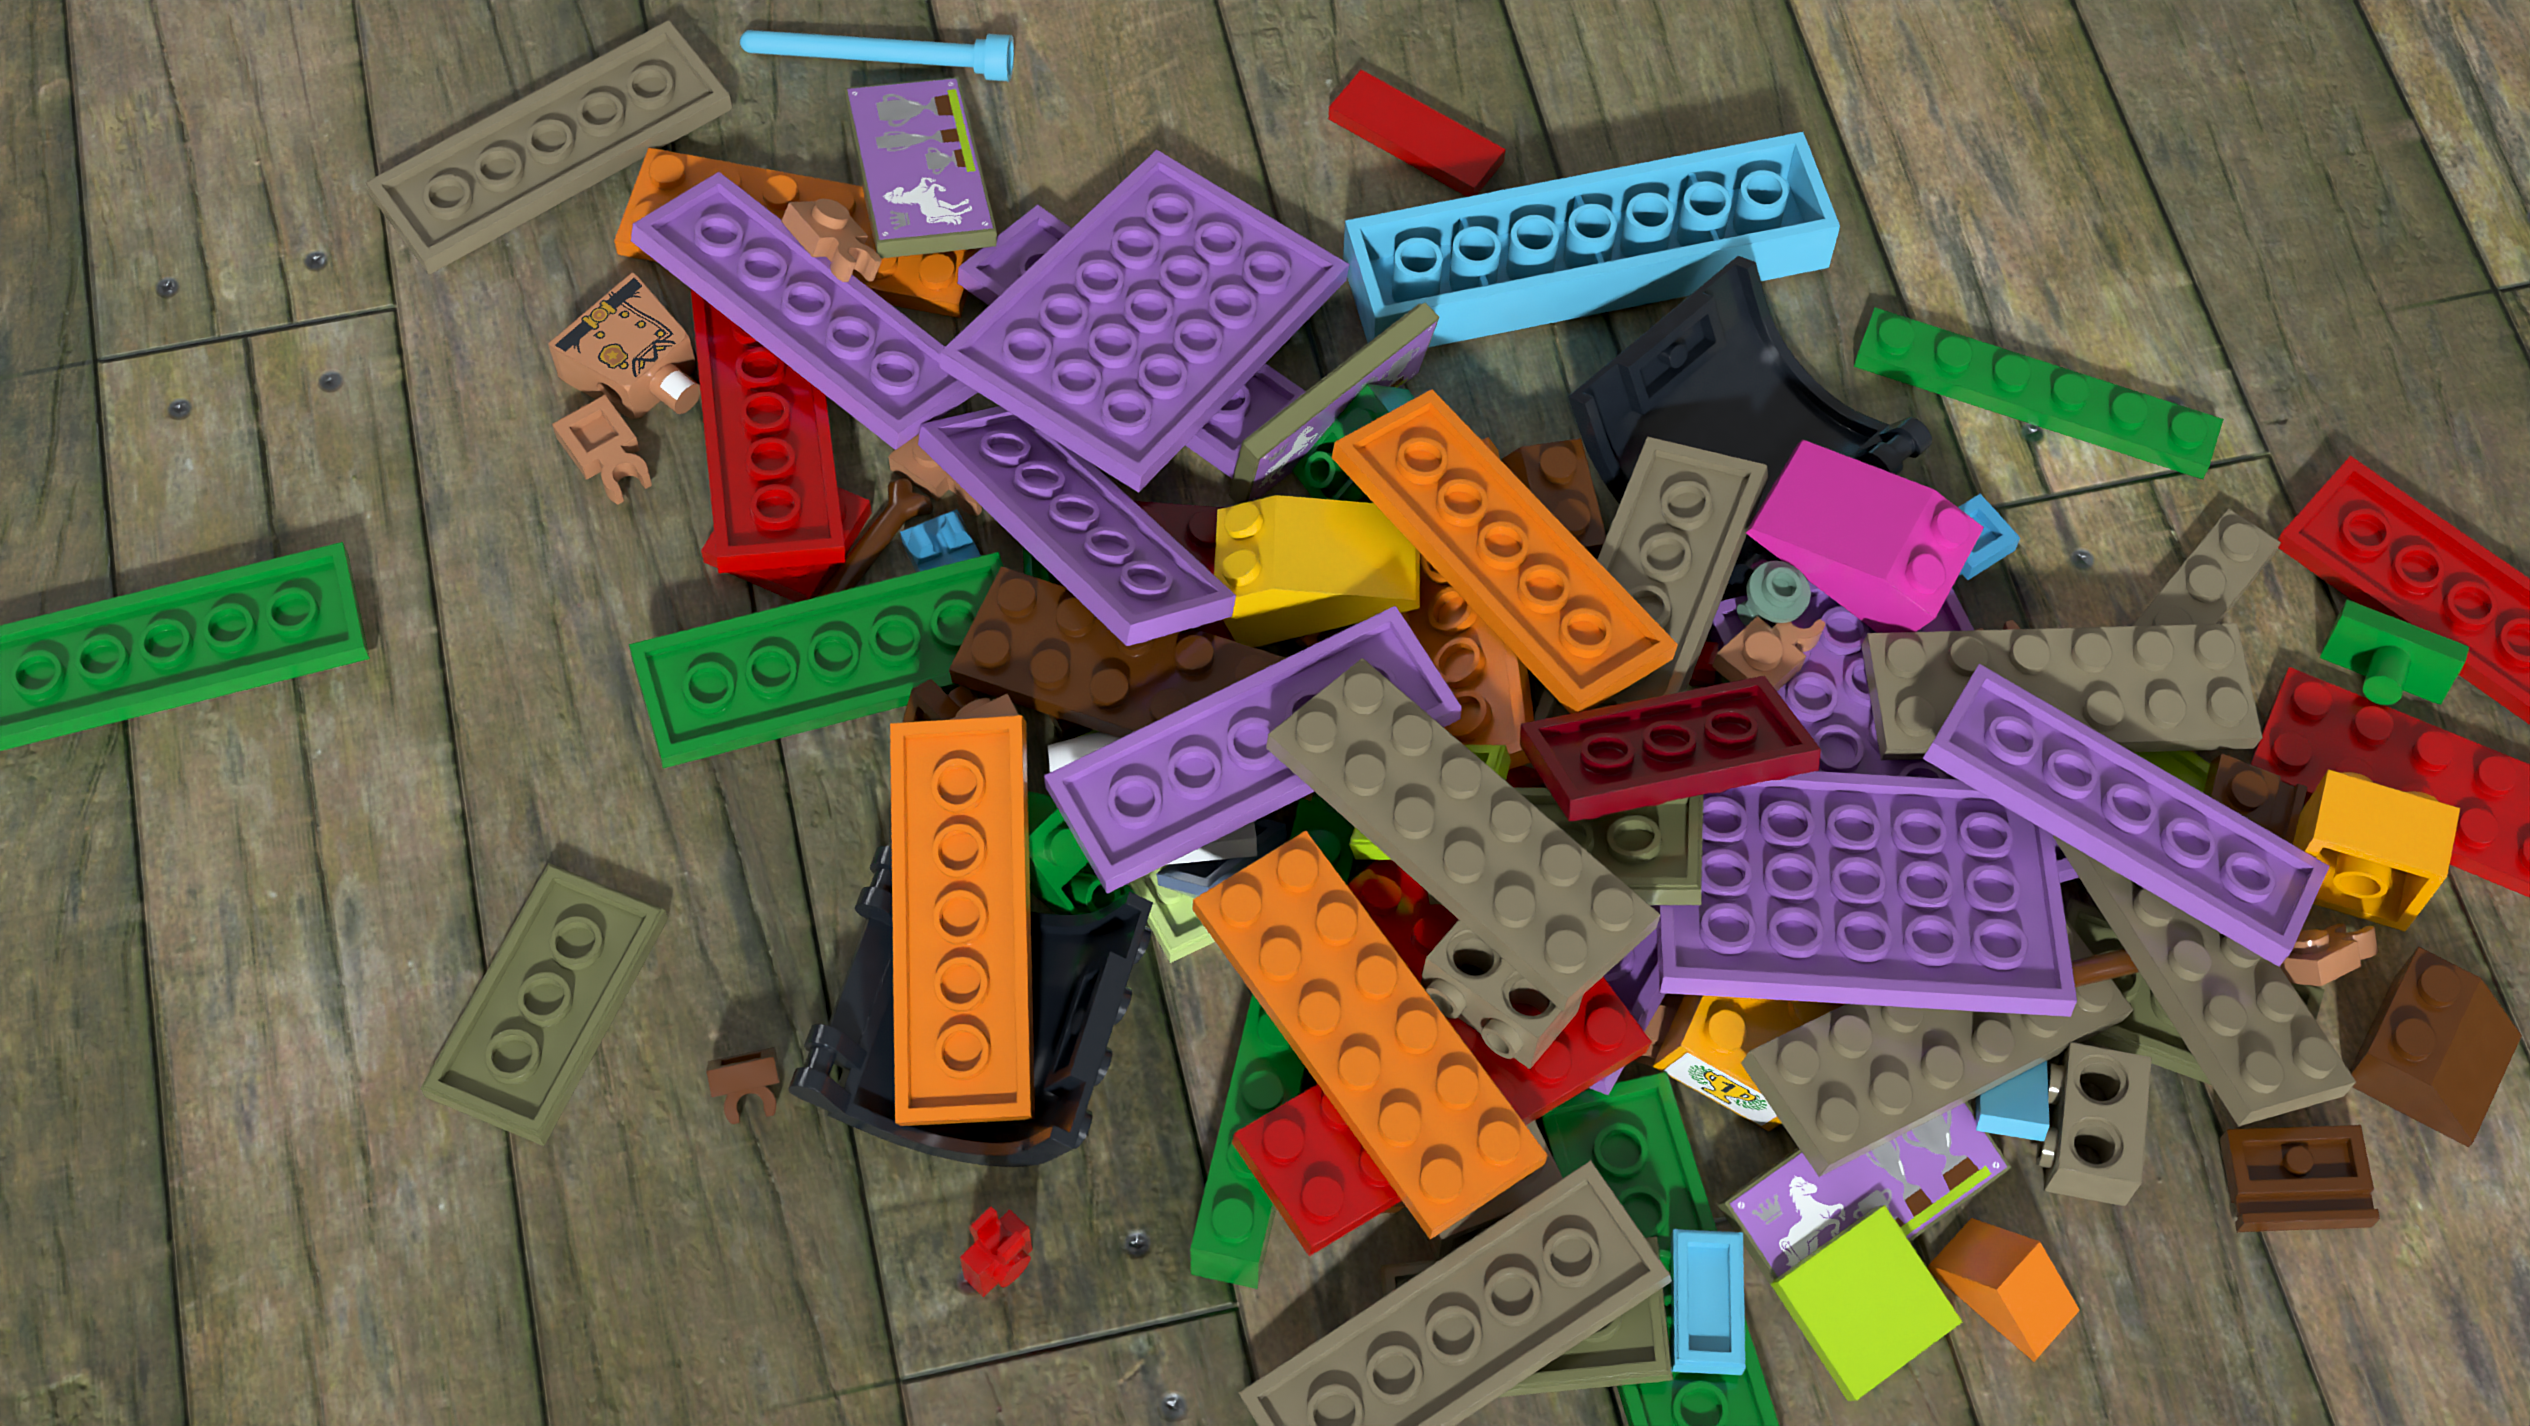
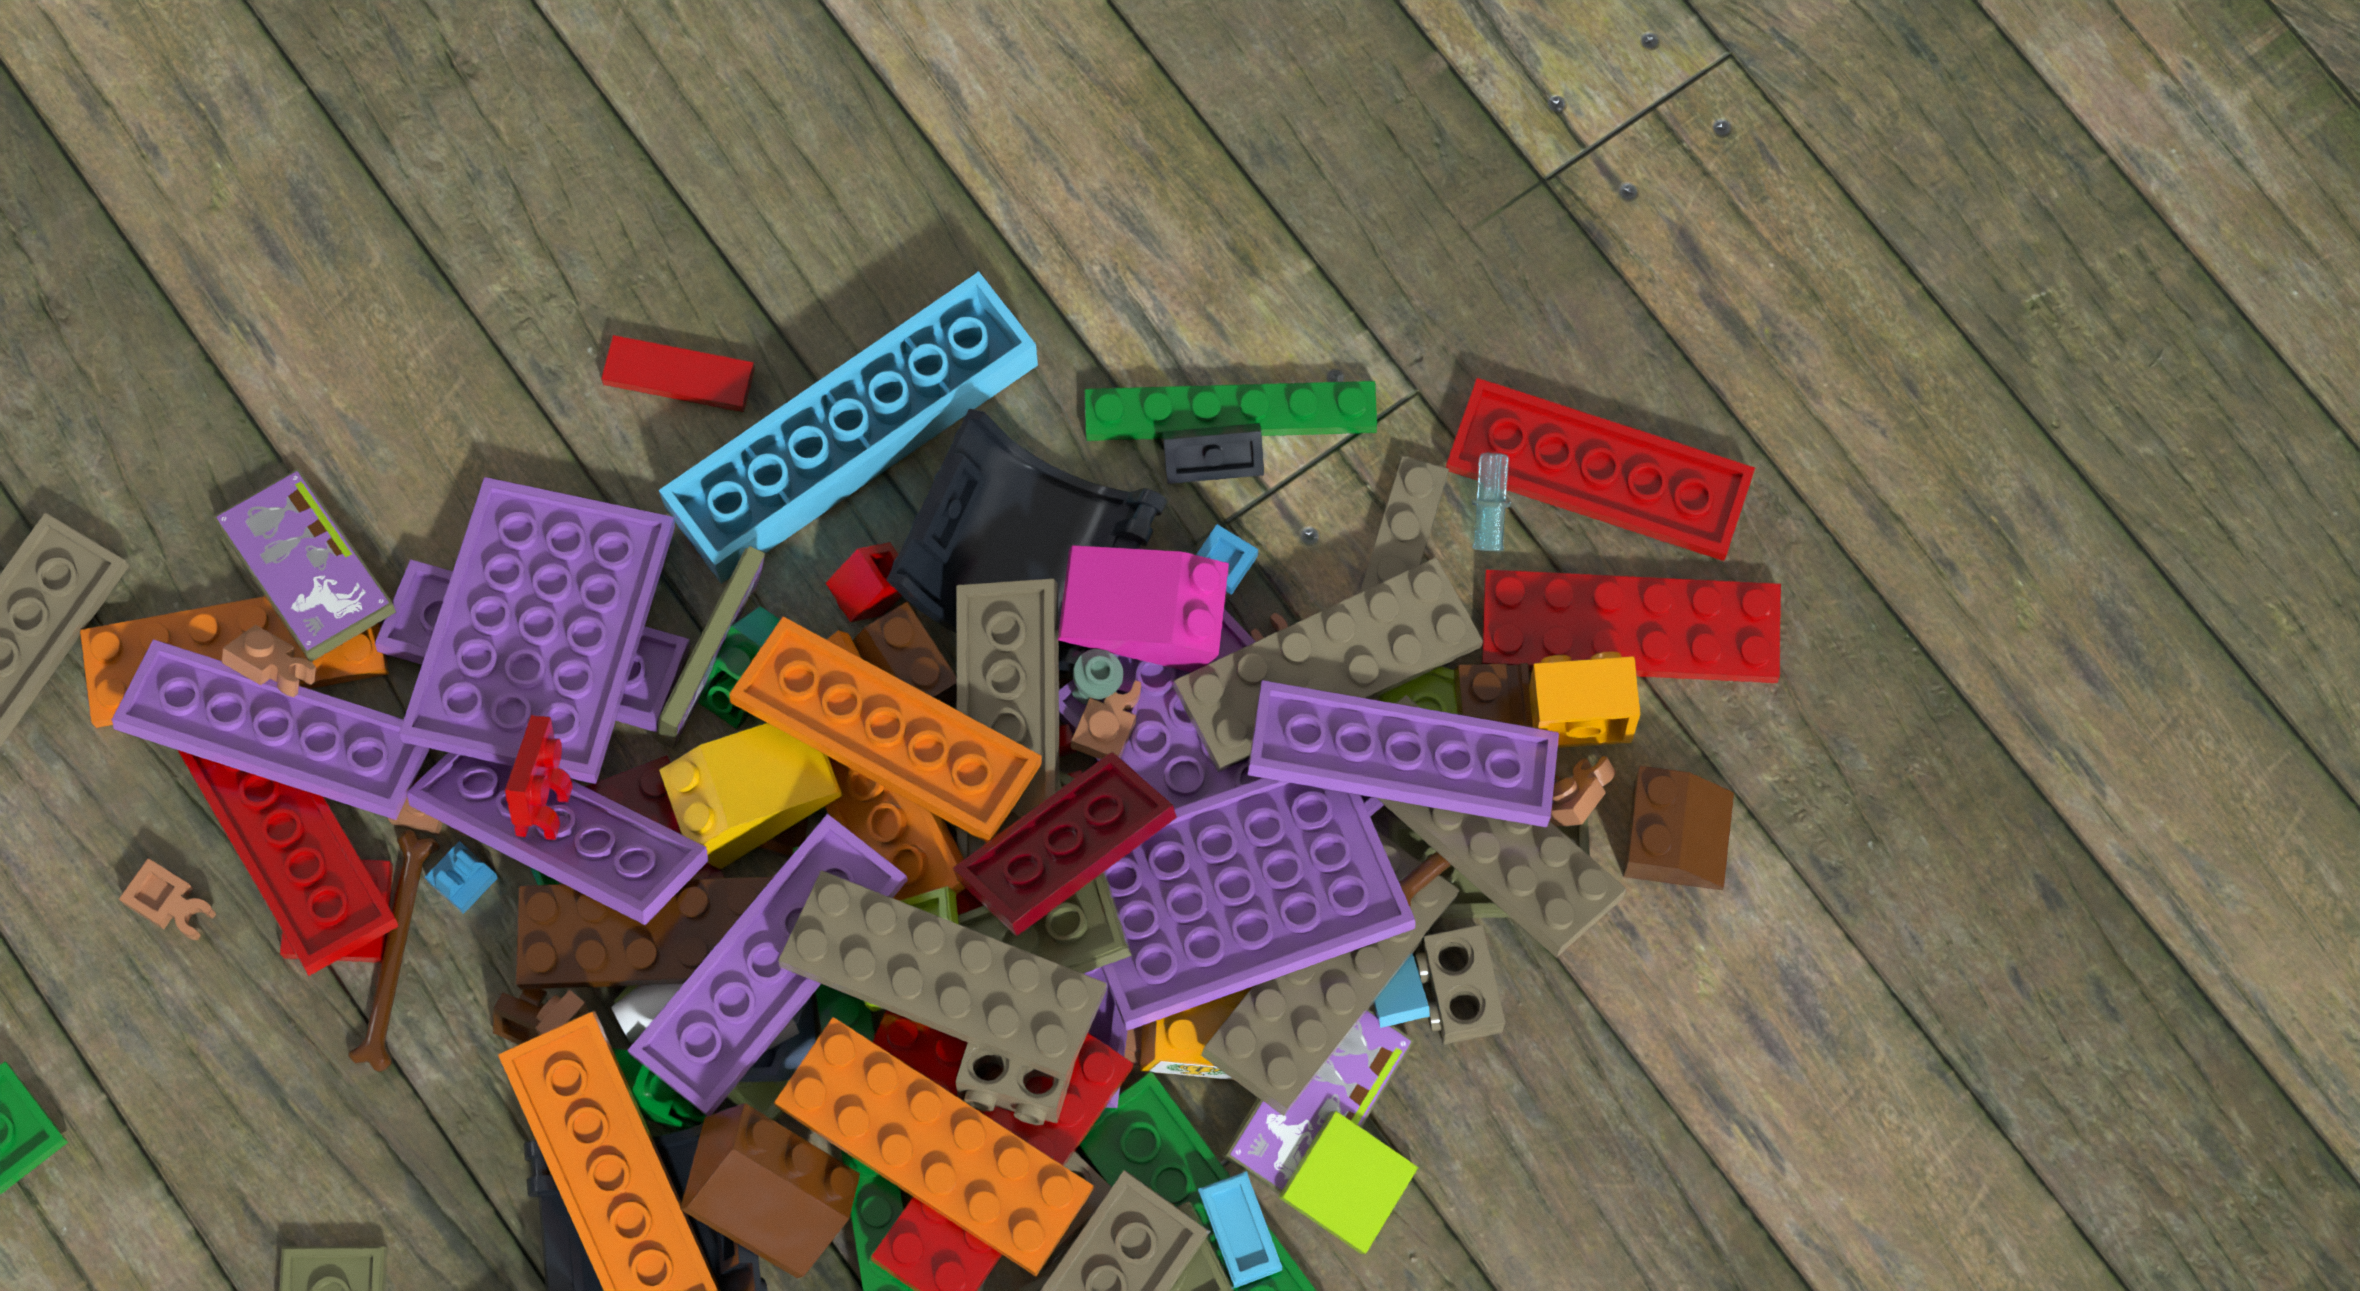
camera: 20 degrees left, 10 degrees up
(628, 352) = (150, 814): nougat torso -> none
(807, 661) = (407, 1011): green plate -> none
(987, 56) = (313, 440): medium azure piece -> none
(1069, 440) = (533, 775): none -> red plate
(1143, 1000) = (768, 1188): none -> reddish brown slope
(1537, 405) = (862, 584): none -> red brick
(2002, 424) = (1213, 453): none -> black plate
(2007, 1284) = (1439, 1127): orange slope -> none
(2299, 1178) = (1613, 966): reddish brown plate -> none
(2323, 592) = (1491, 502): none -> clear light blue axle
(2393, 655) = (1556, 533): green tile -> none

